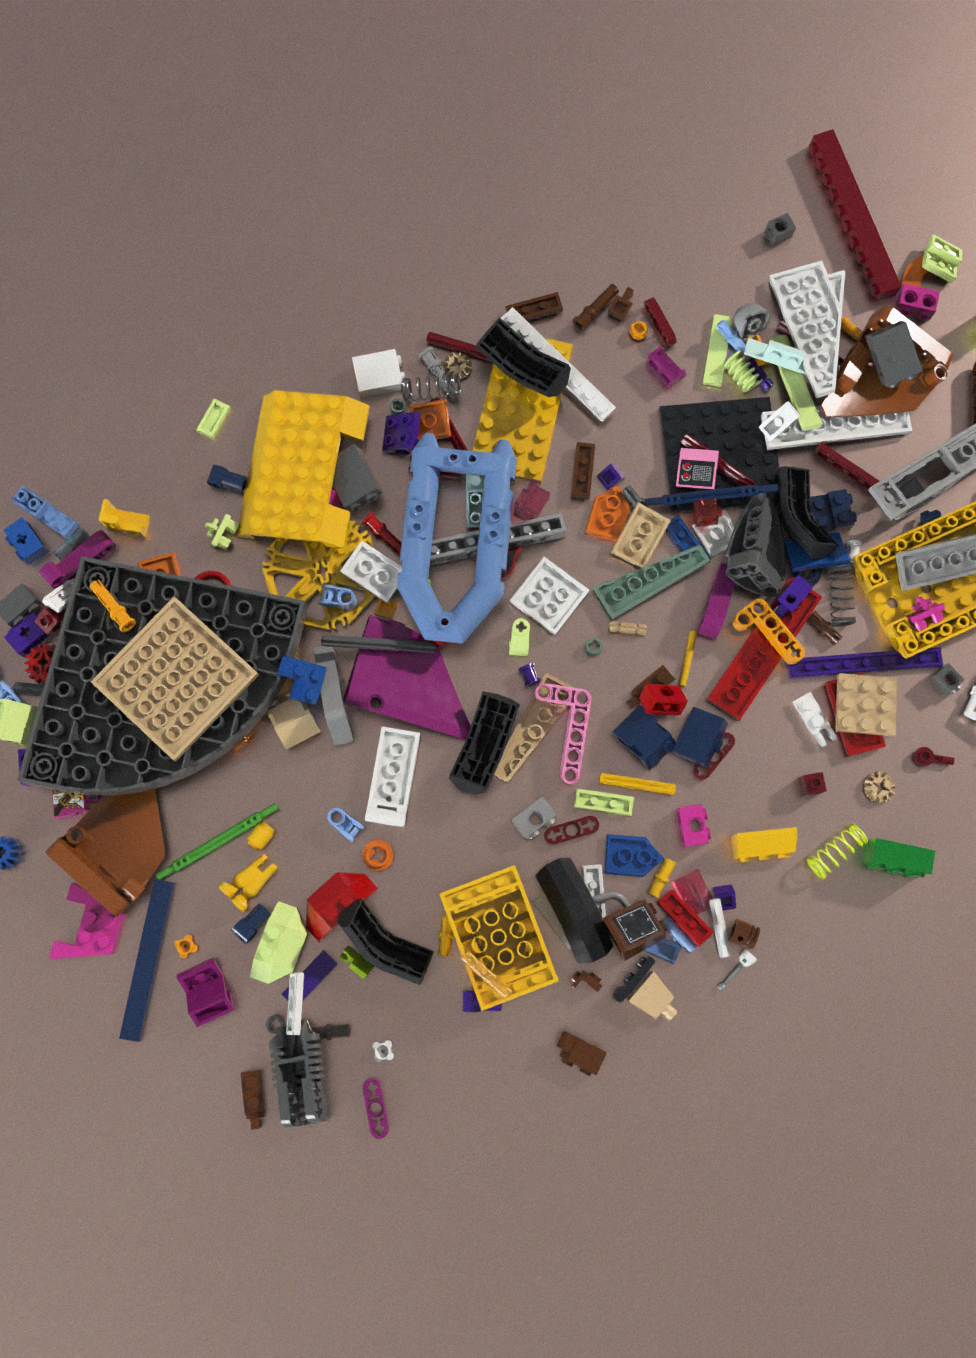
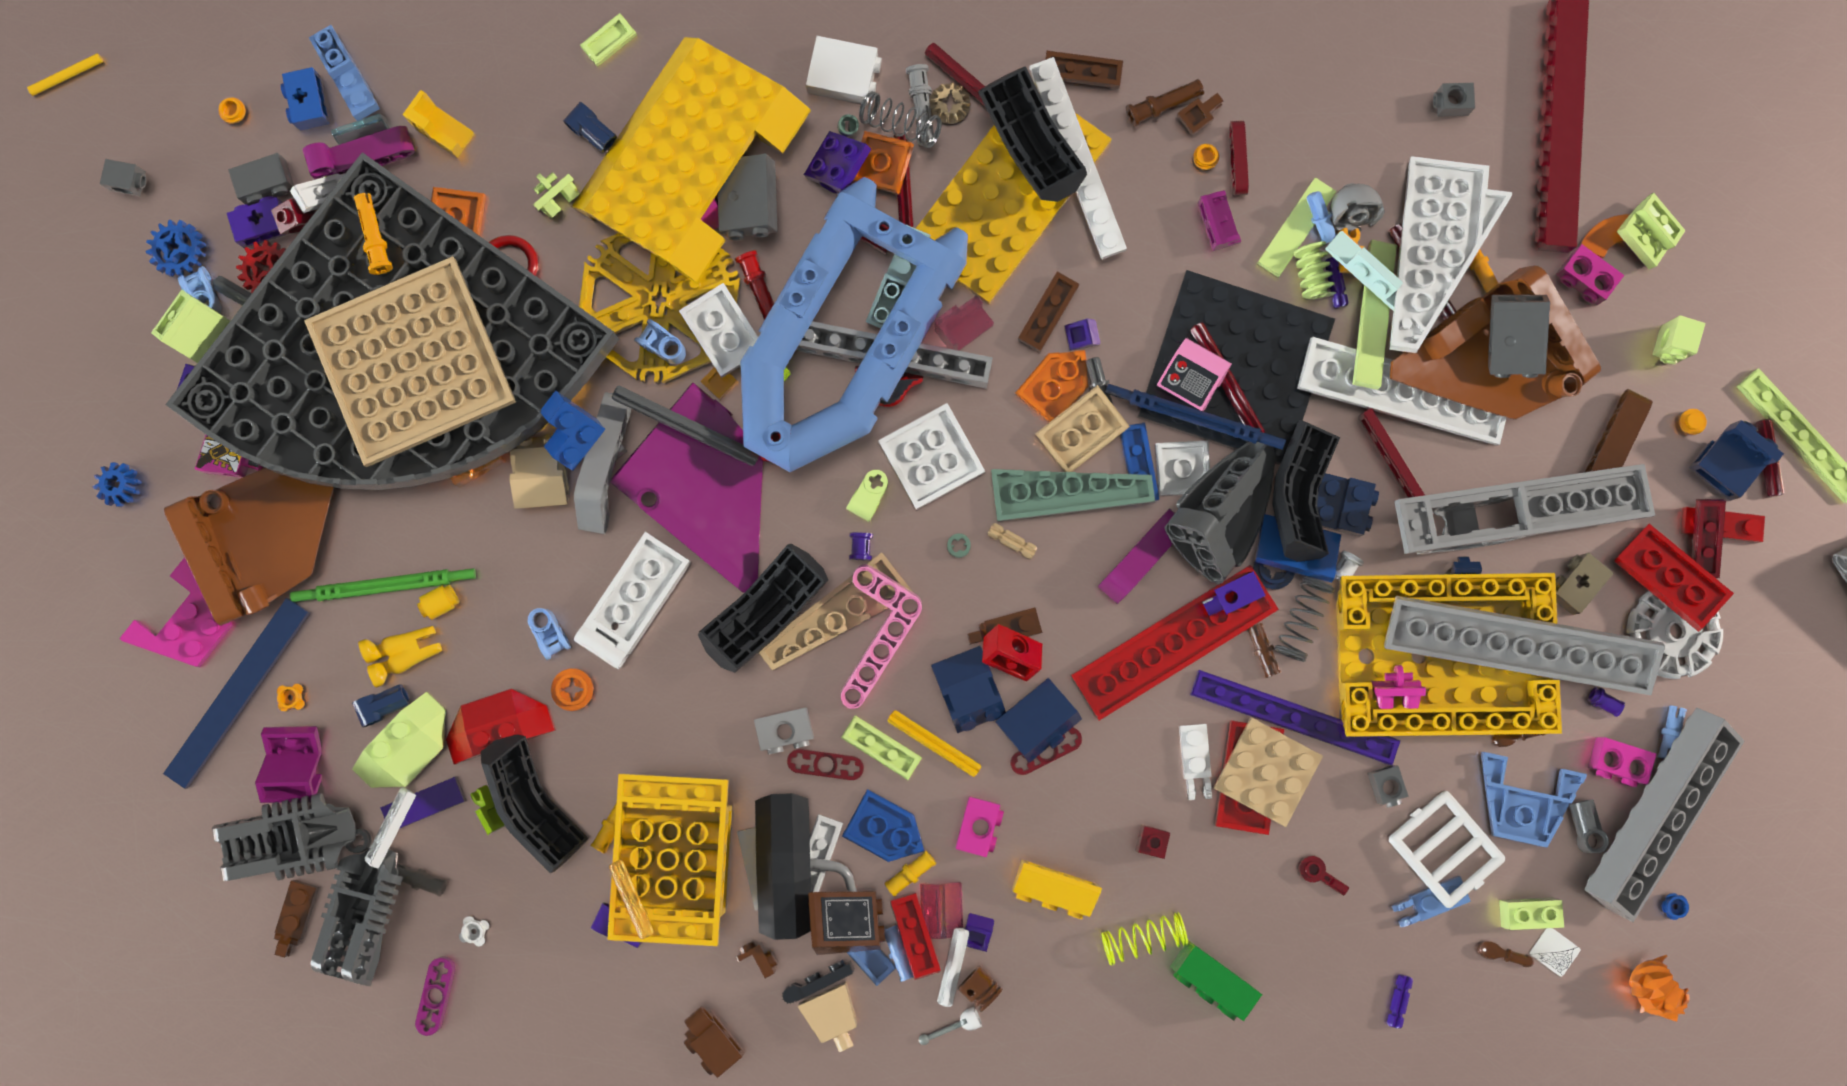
camera: 25 degrees right, 5 degrees up
(225, 1044) = (285, 839): none -> dark grey connector
(687, 658) = (1070, 613): yellow bar -> none
(706, 512) = (1180, 436): clear red brick -> none
(770, 633) = (1188, 629): light orange beam -> none
(779, 421) = (1326, 360): white slope -> none
(871, 790) = (1238, 869): tan gear -> none

